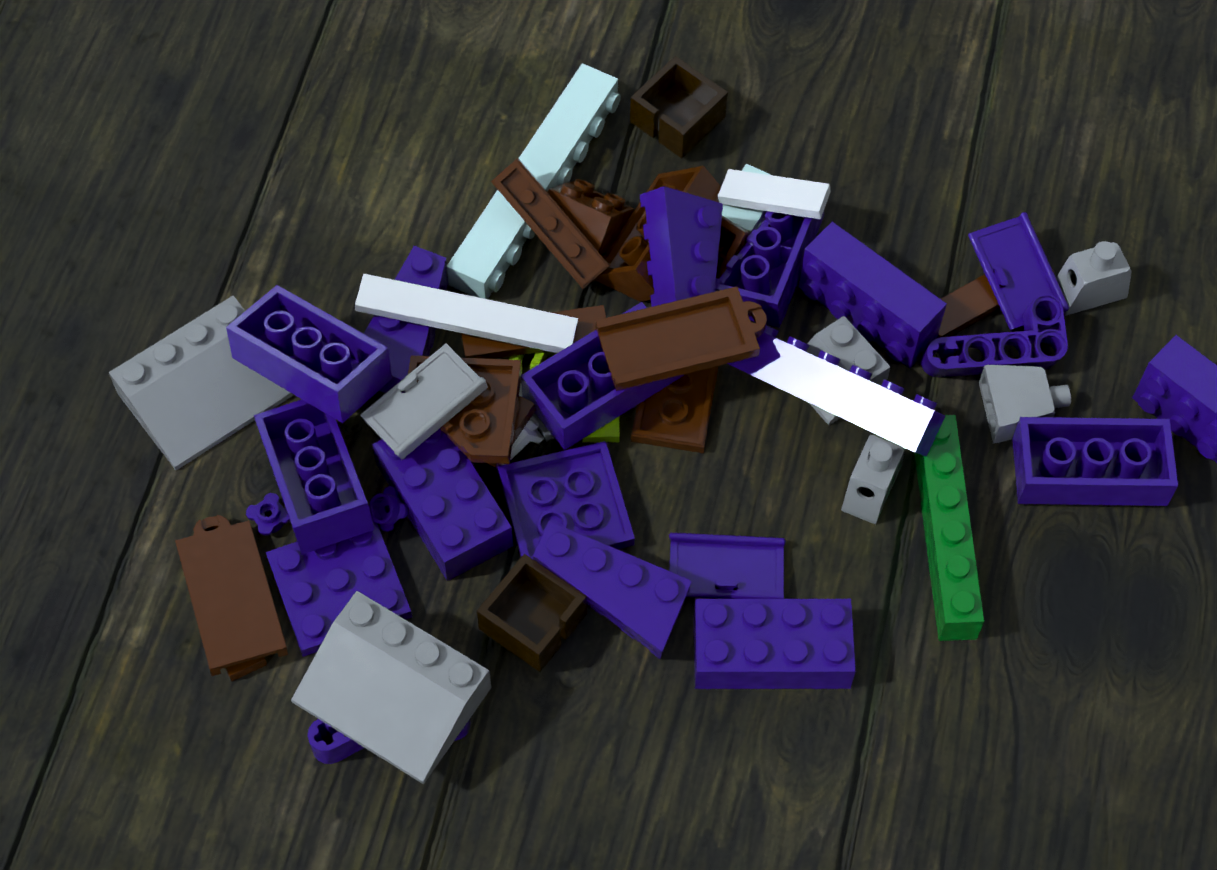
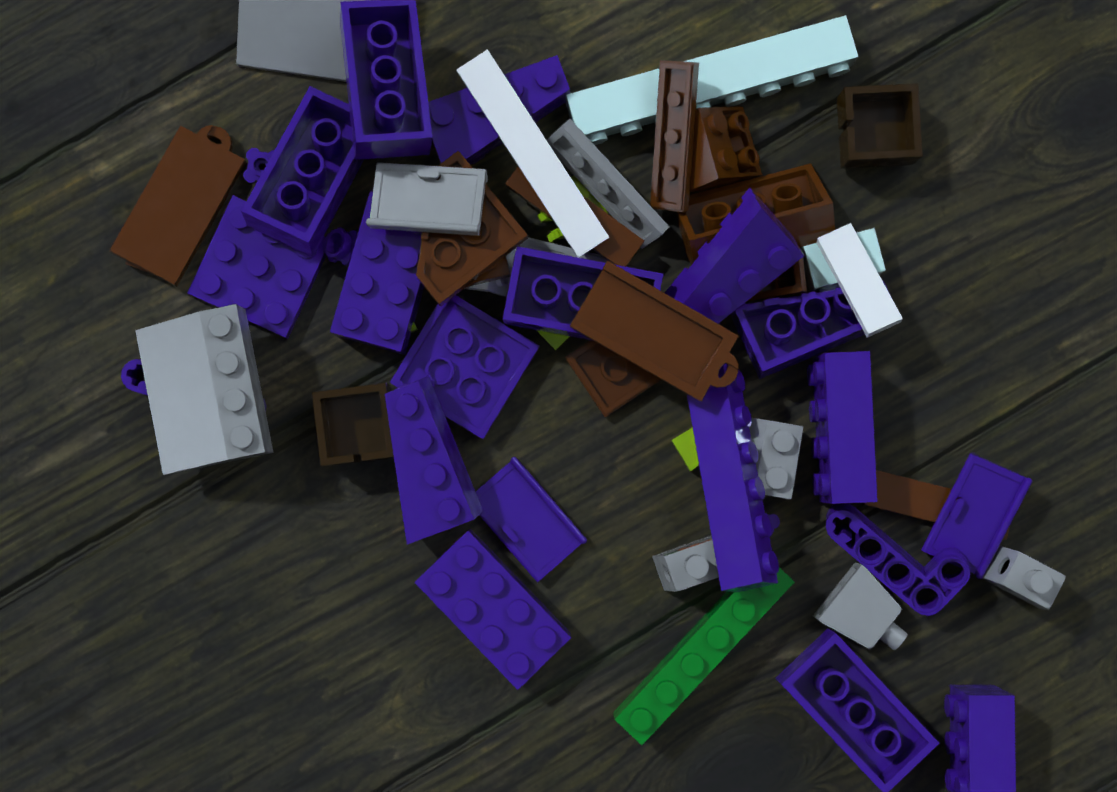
camera: 50 degrees right, 25 degrees up
(537, 292) = (606, 183): none -> light grey plate
(784, 411) = (686, 448): none -> lime tile

